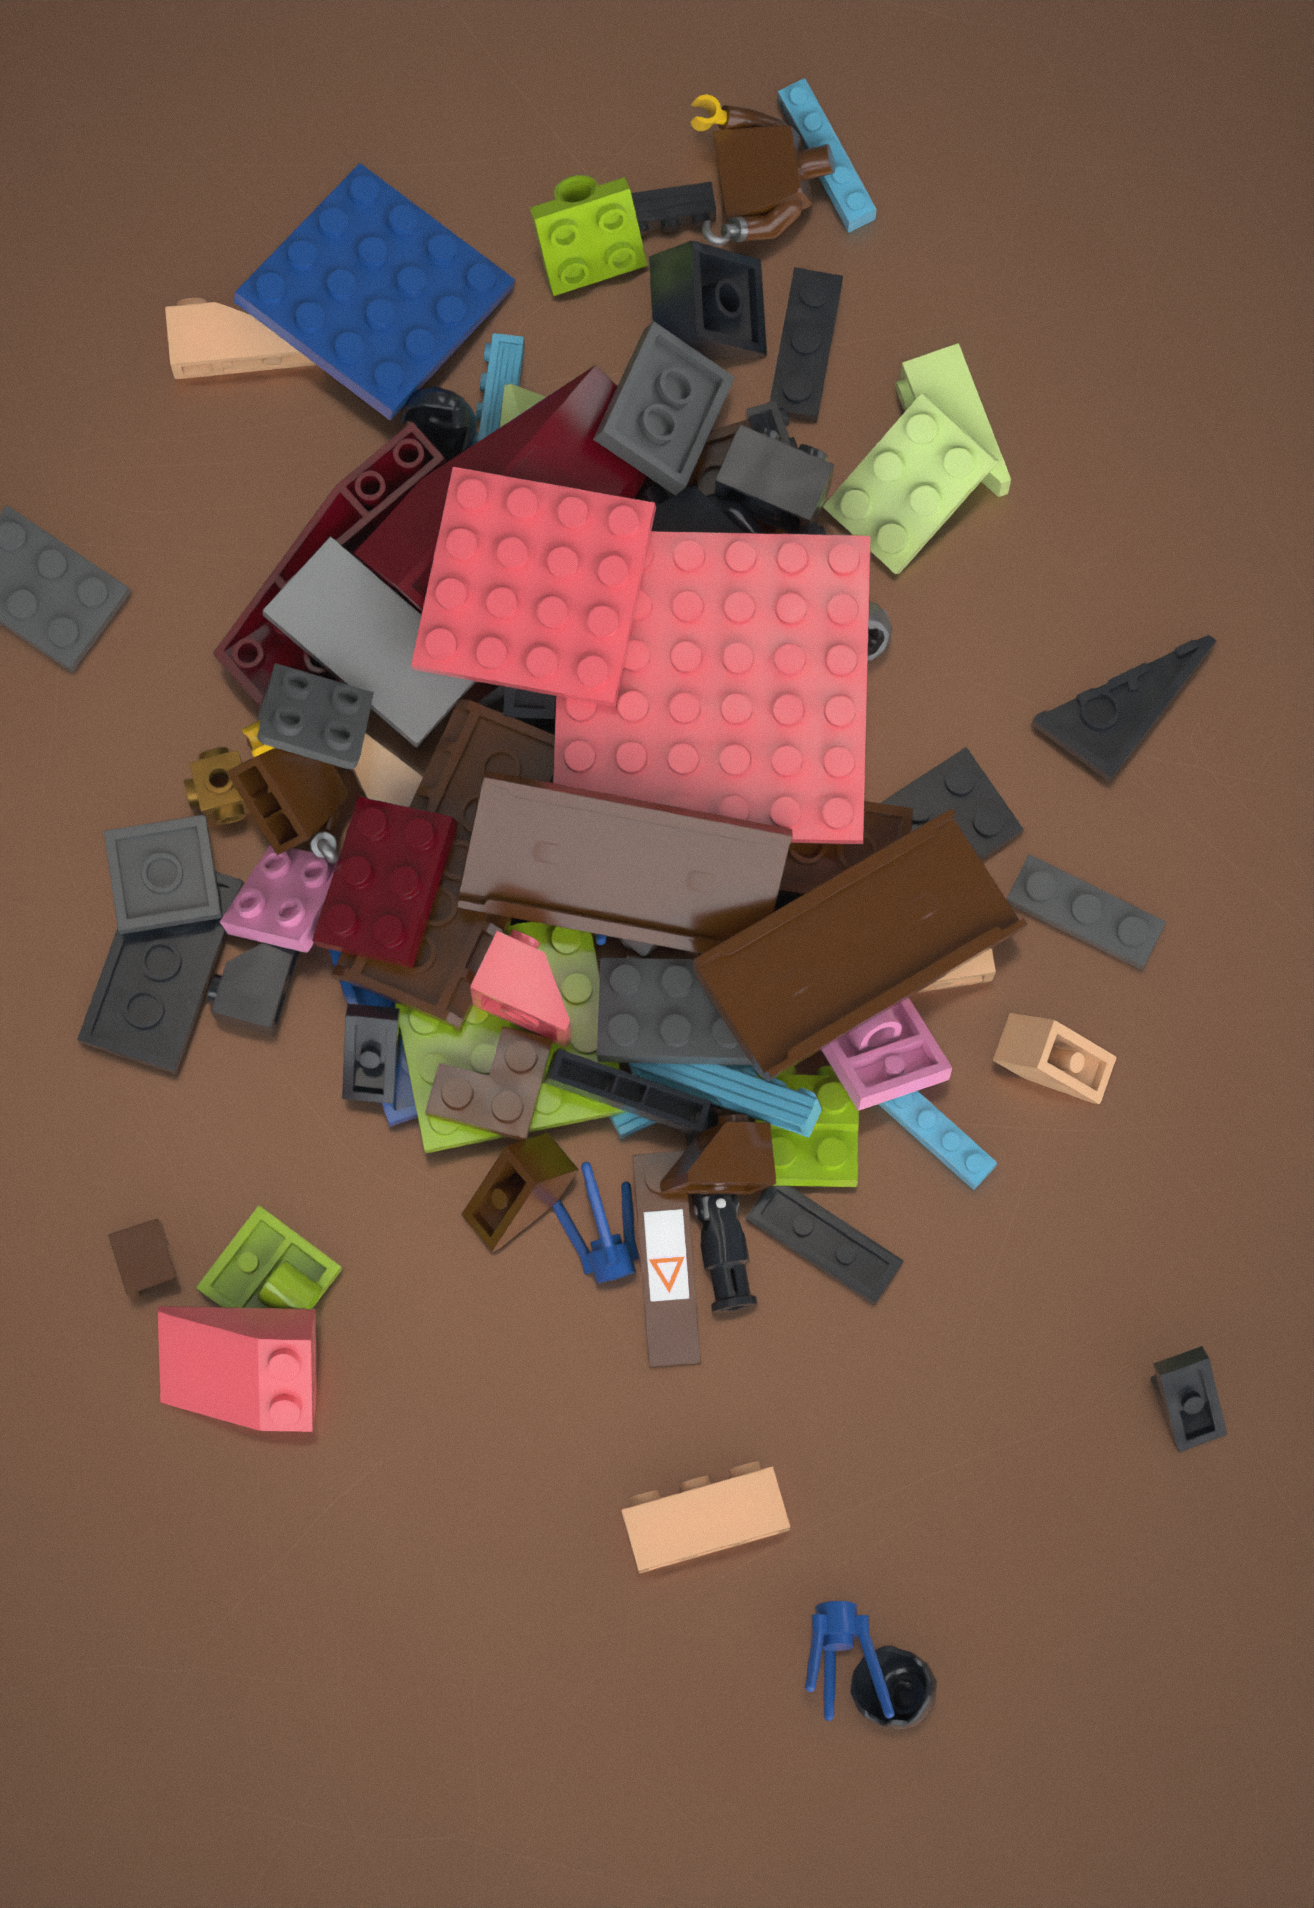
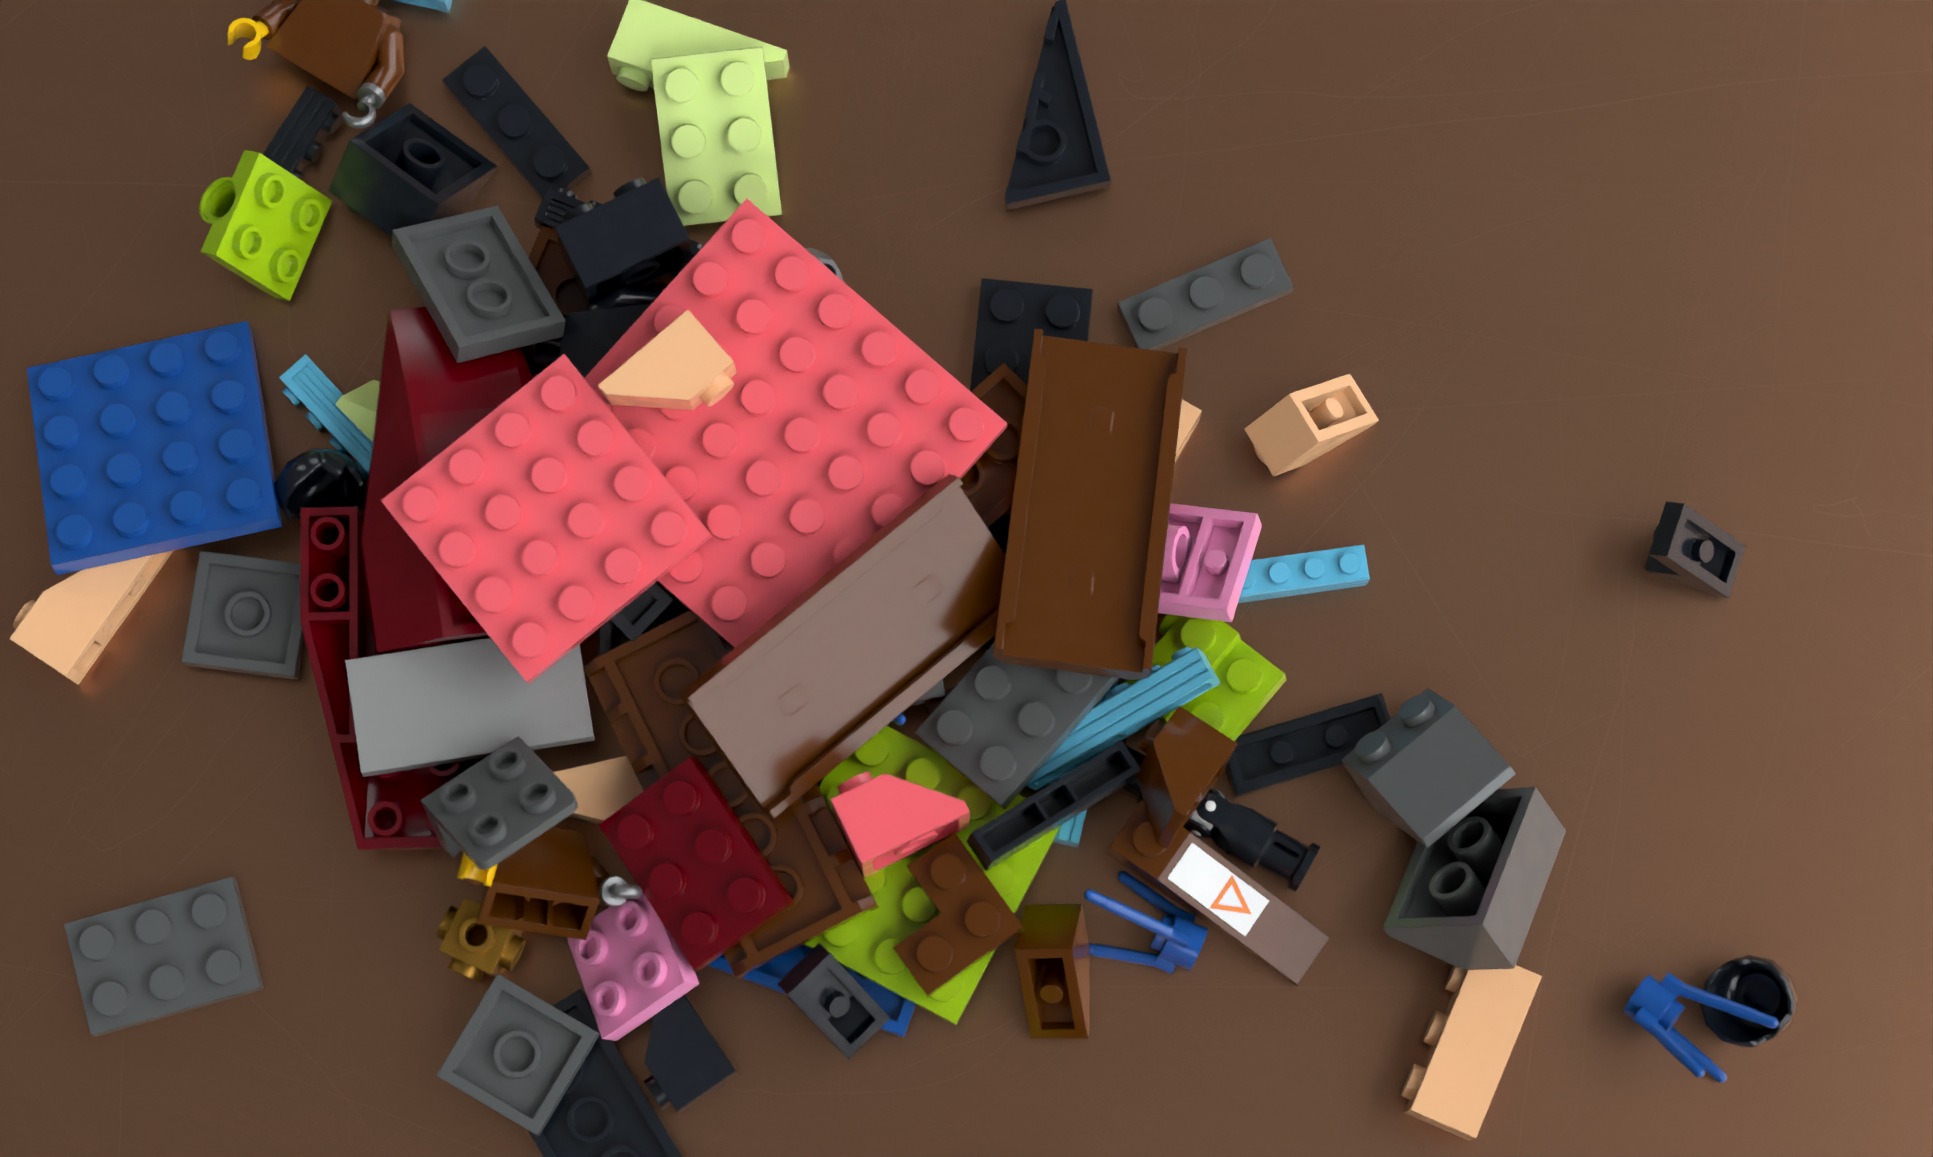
camera: 50 degrees left, 0 degrees up
(310, 448) = (245, 616): none -> dark grey plate
(705, 584) = (673, 370): none -> light nougat slope
(823, 1426) = (1479, 882): none -> dark grey slope
(871, 1329) = (1426, 767): none -> dark grey slope

